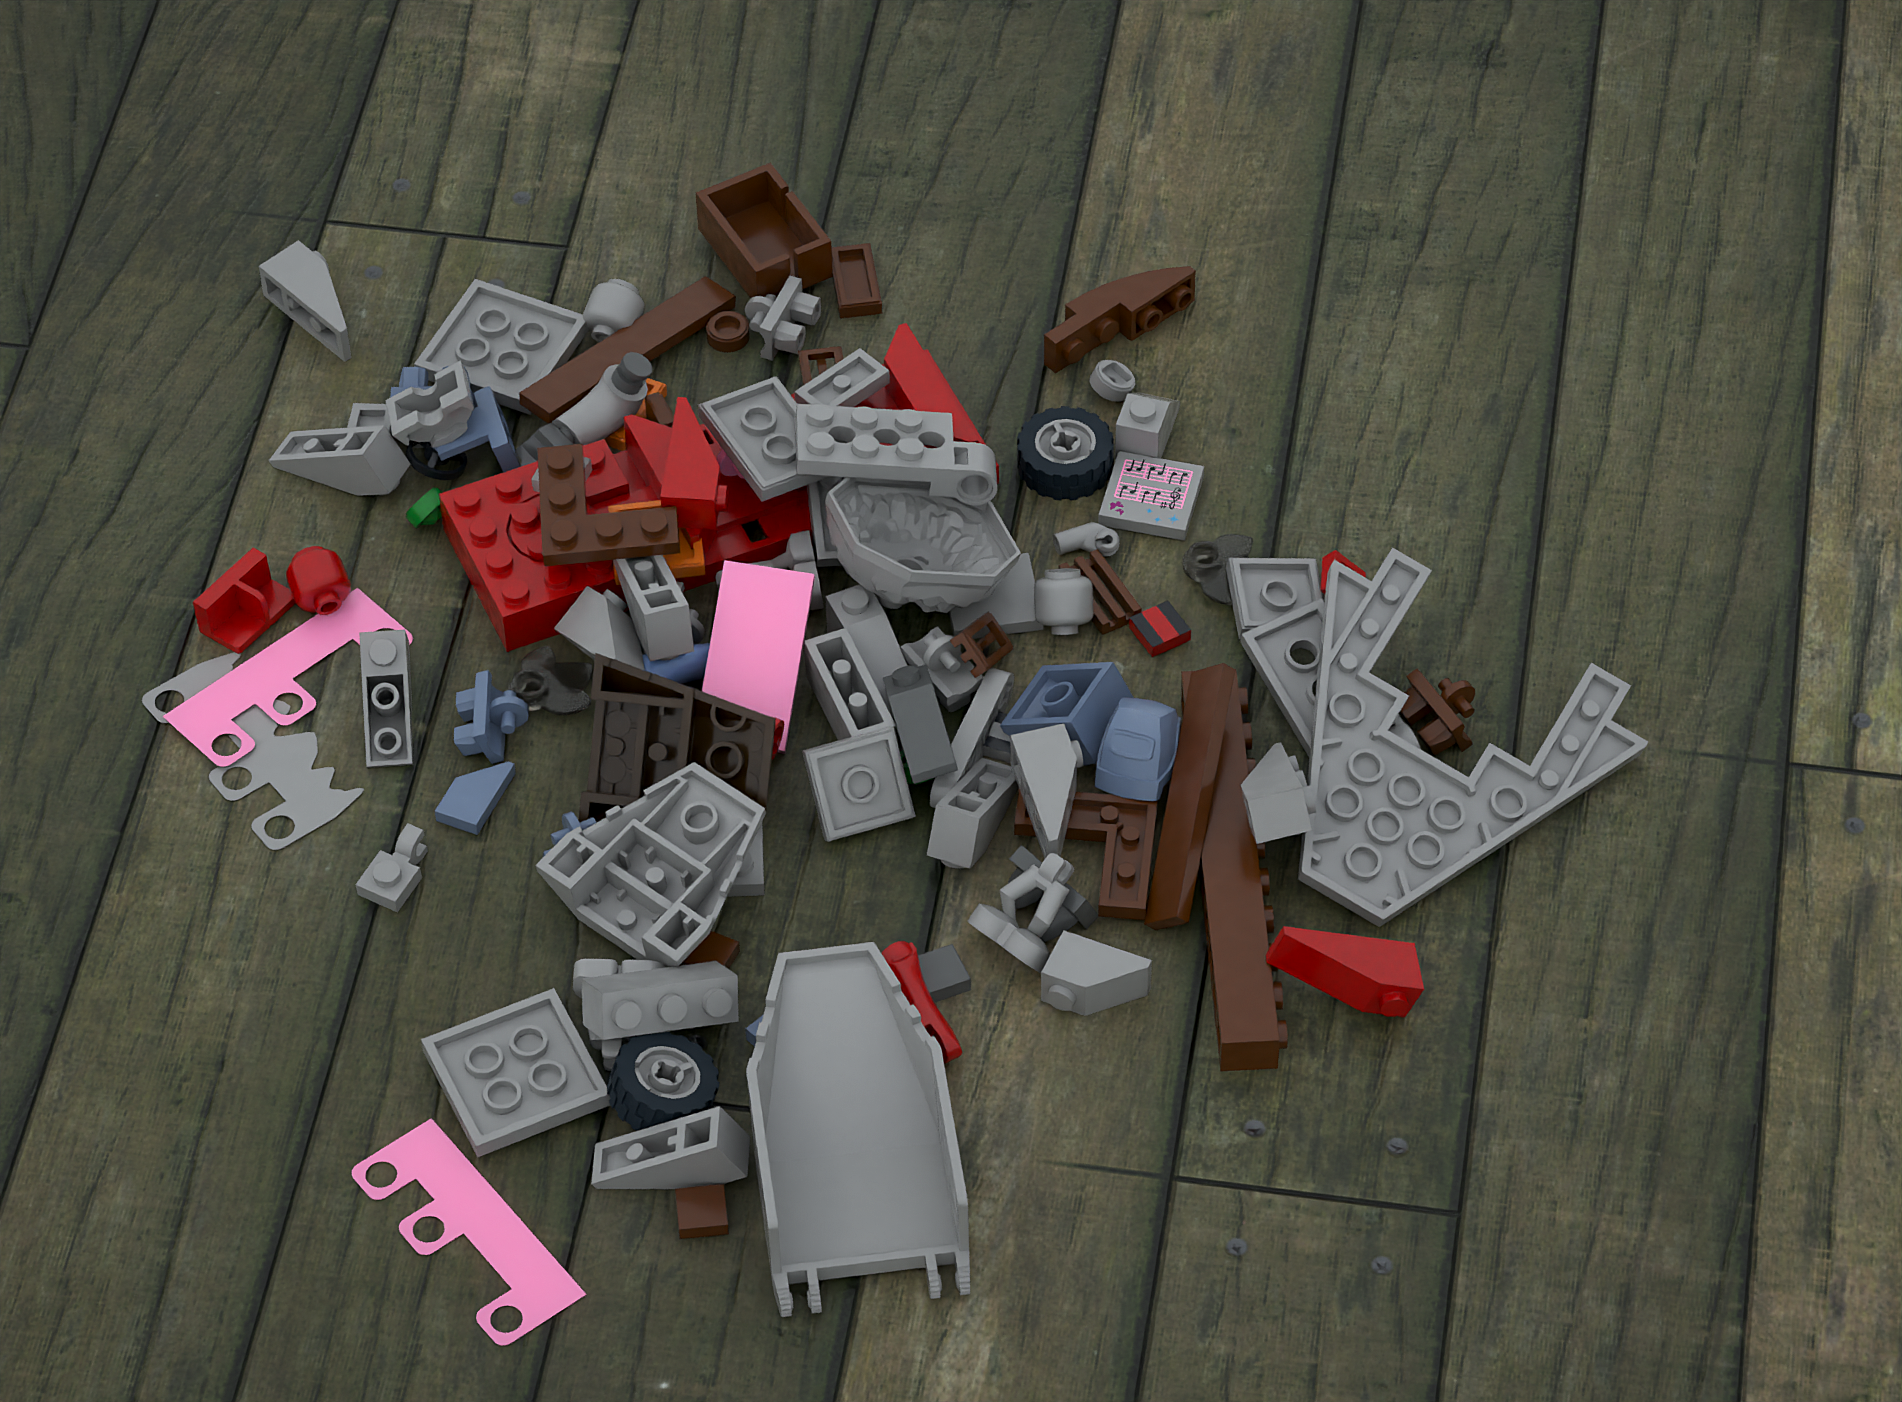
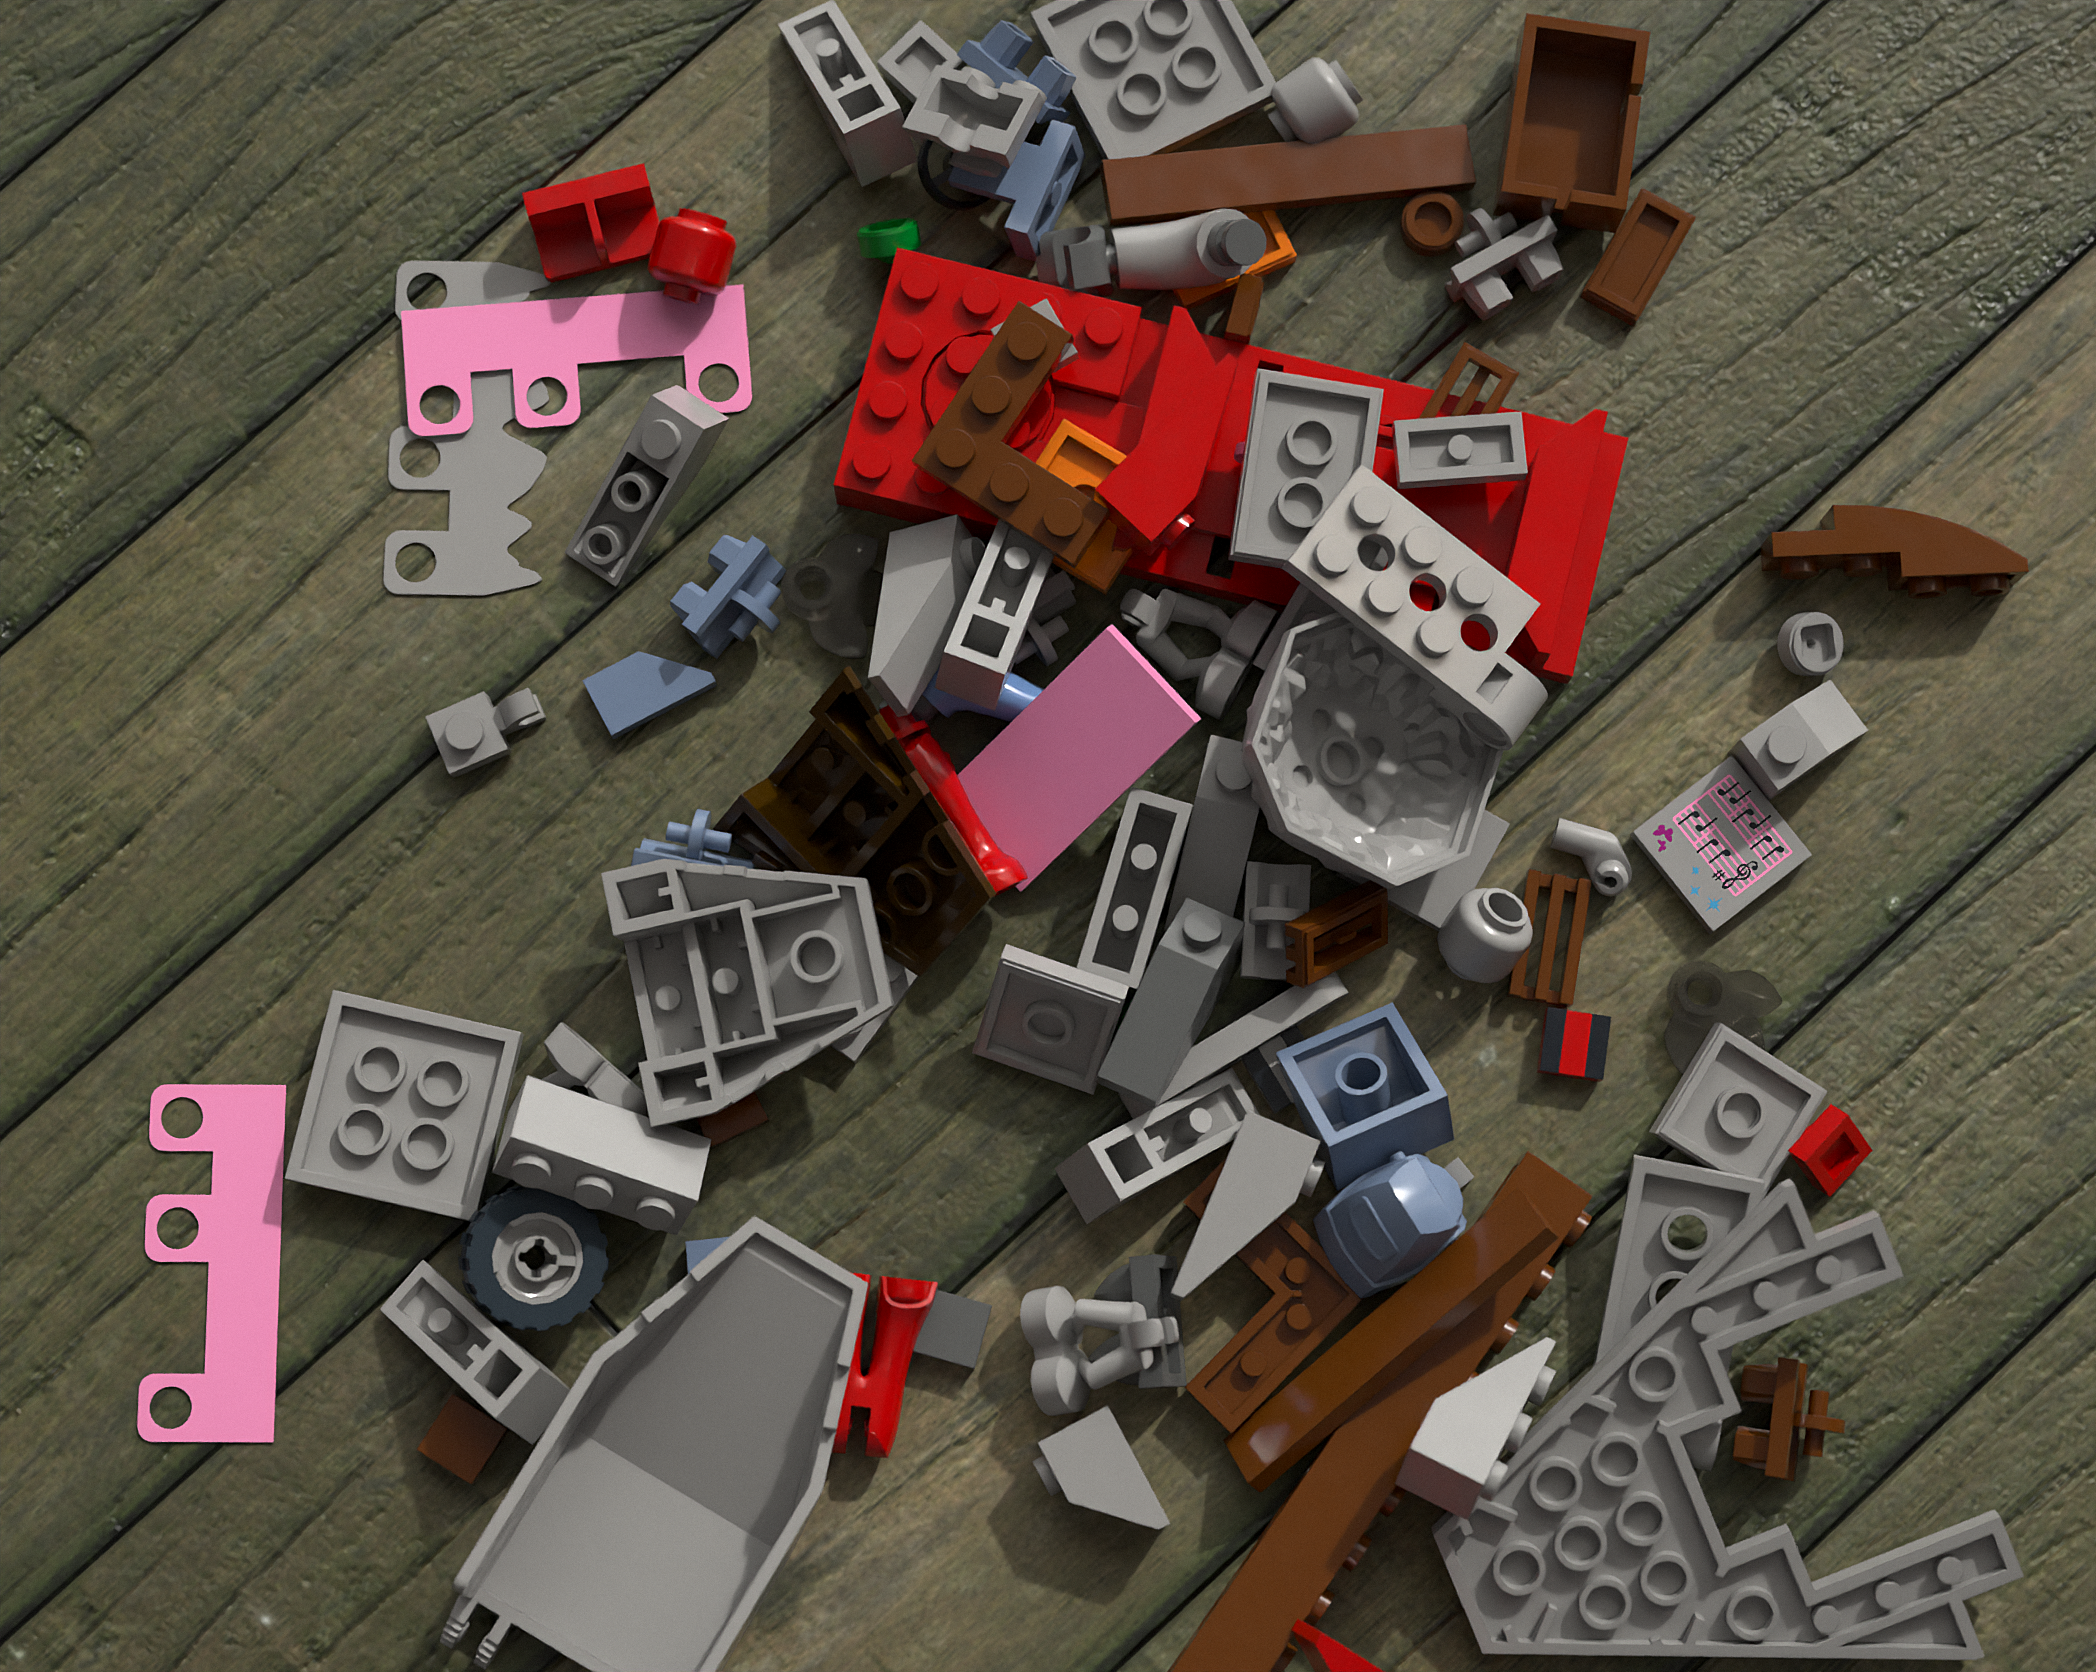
camera: 35 degrees right, 30 degrees up
(1065, 453) = (1634, 722): black wheel -> none

